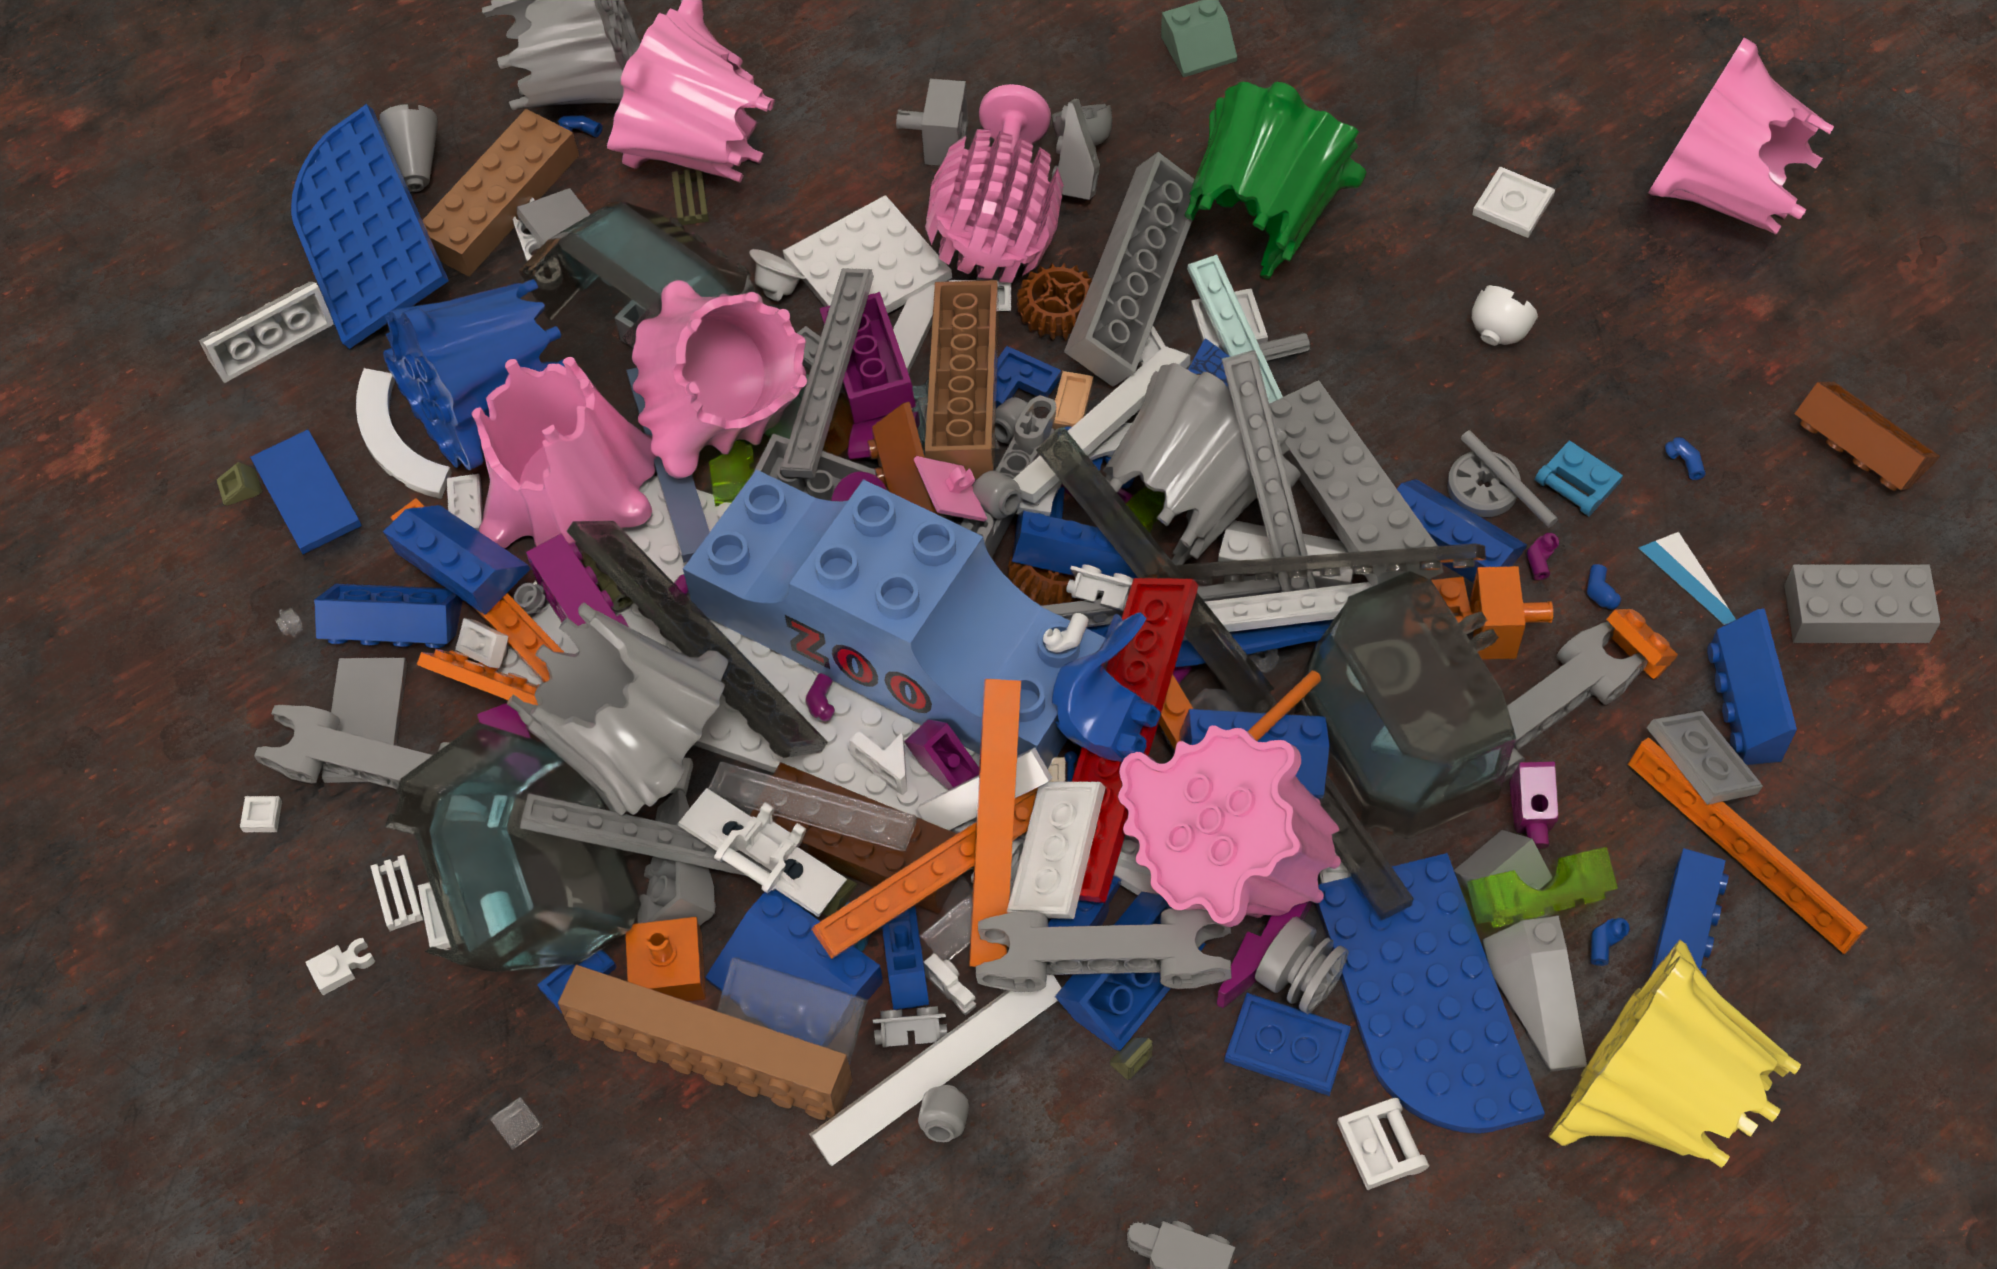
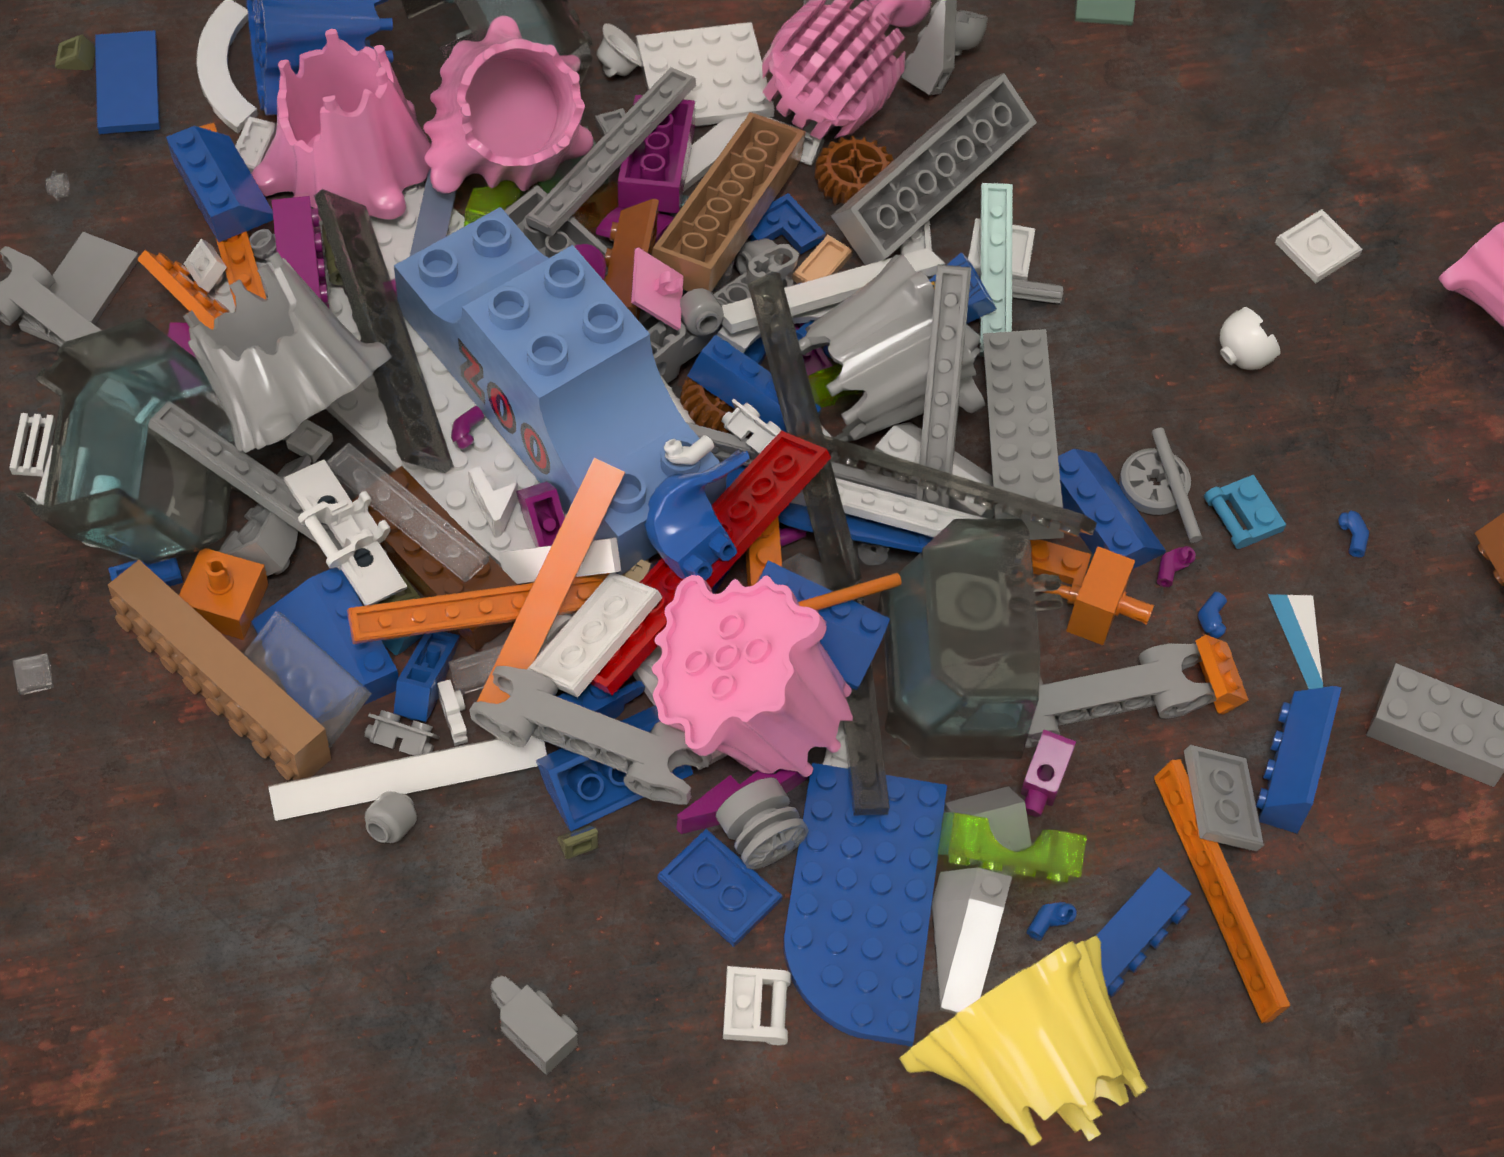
camera: 15 degrees right, 0 degrees up
(387, 614) = (140, 210): blue slope -> none
(1276, 161) = (1104, 123): green piece -> none

